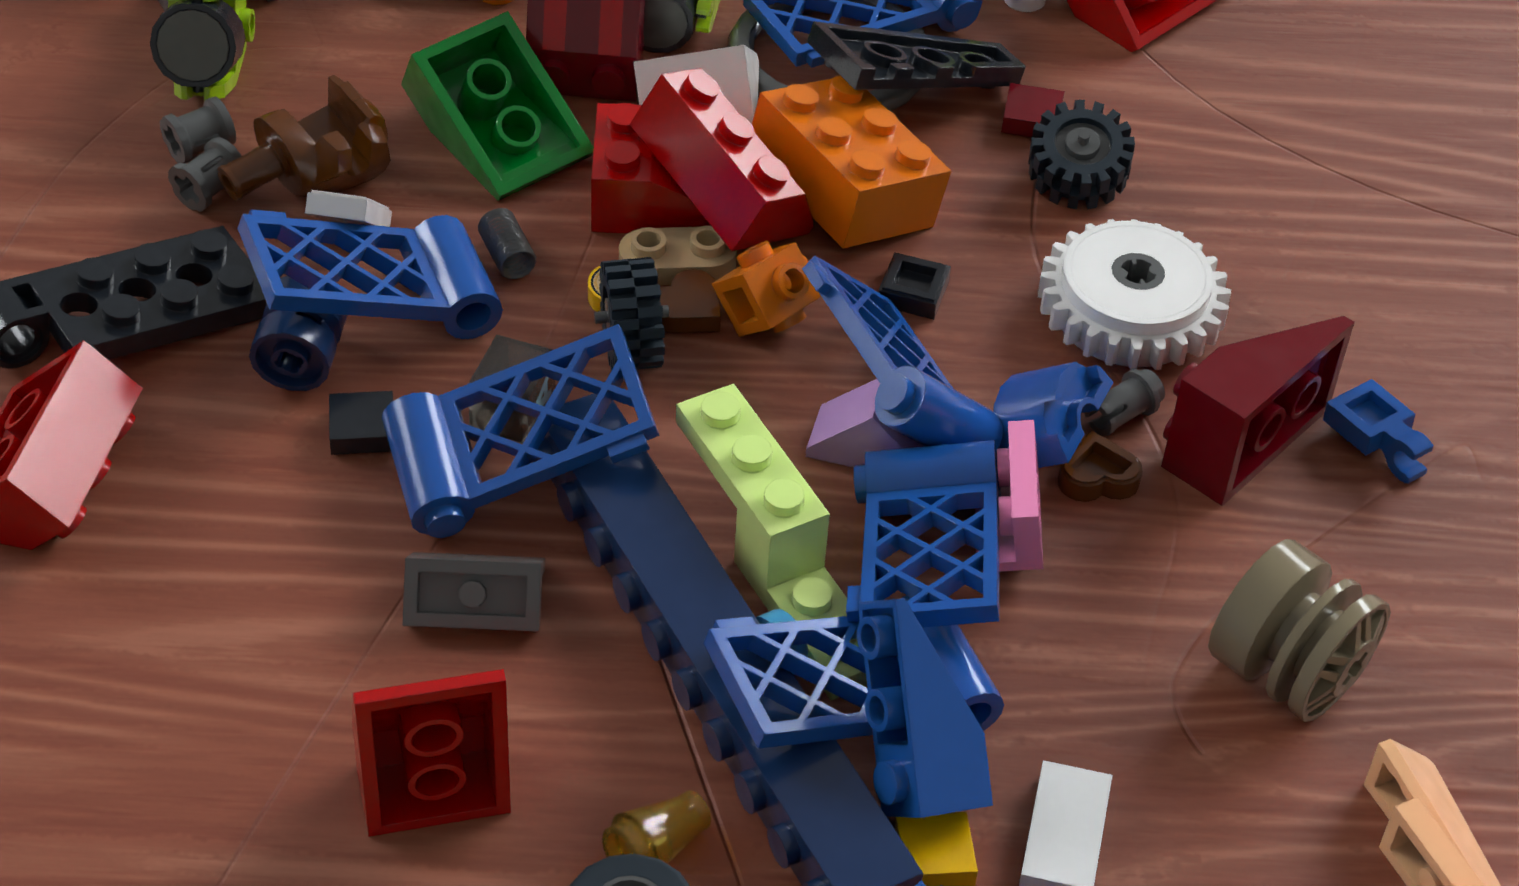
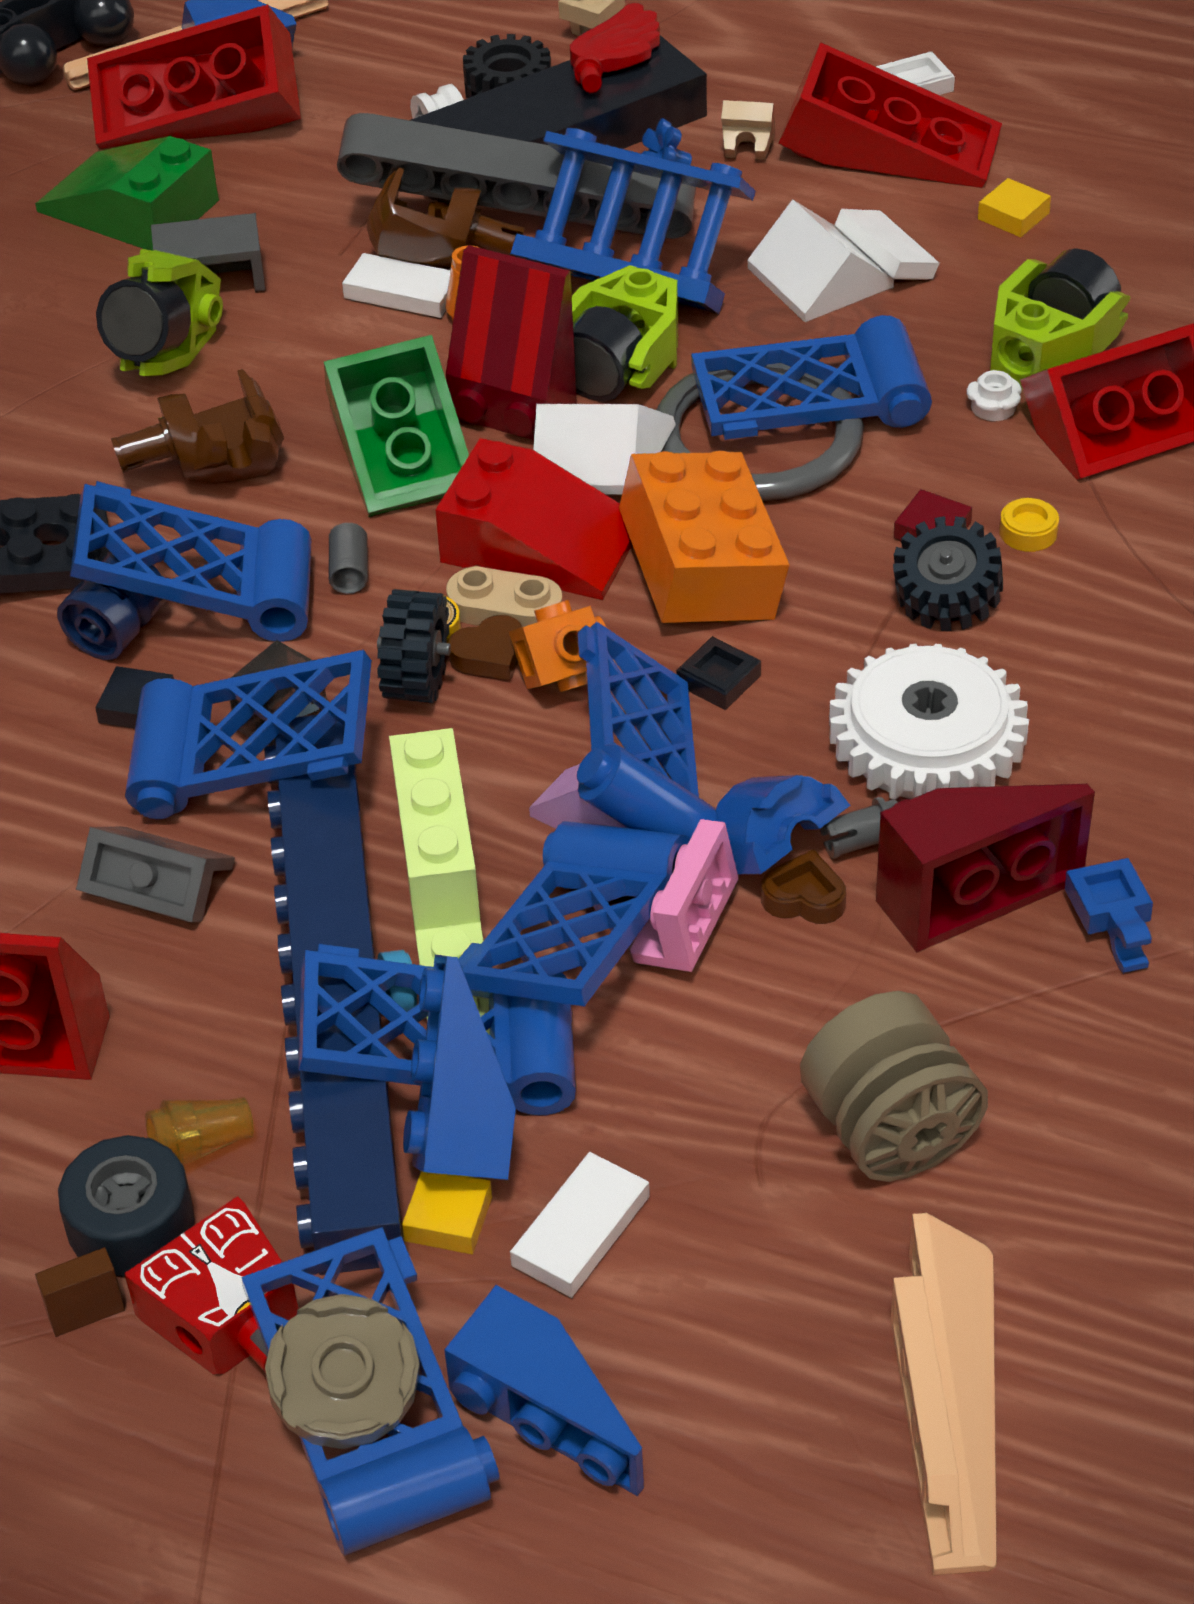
camera: 25 degrees right, 0 degrees up
(193, 130) = (123, 401): dark grey bush -> none
(198, 180) = (96, 446): dark grey bush -> none
(347, 209) = (207, 499): white tile -> none
(721, 161) = (567, 516): red slope -> none
(912, 60) = (805, 446): black wing -> none
(1120, 94) = (1029, 524): none -> yellow tile

